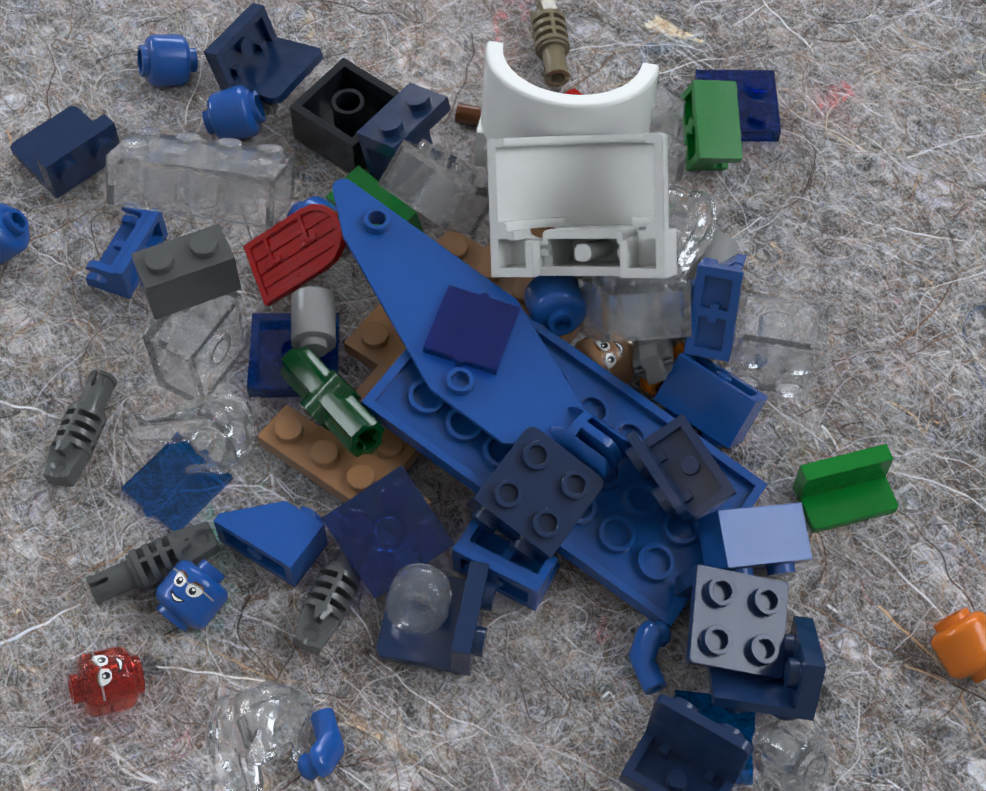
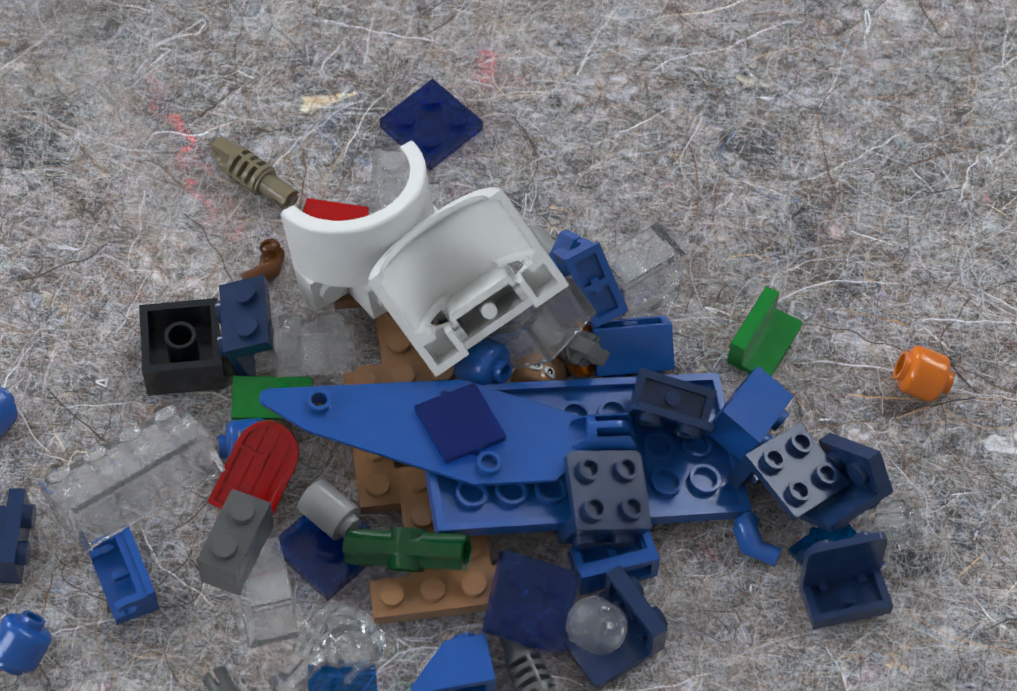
camera: 45 degrees left, 0 degrees up
(234, 113) = (88, 413): blue head -> none
(258, 59) = (66, 357): dark blue bracket -> none
(711, 125) = (444, 152): green hinge -> none

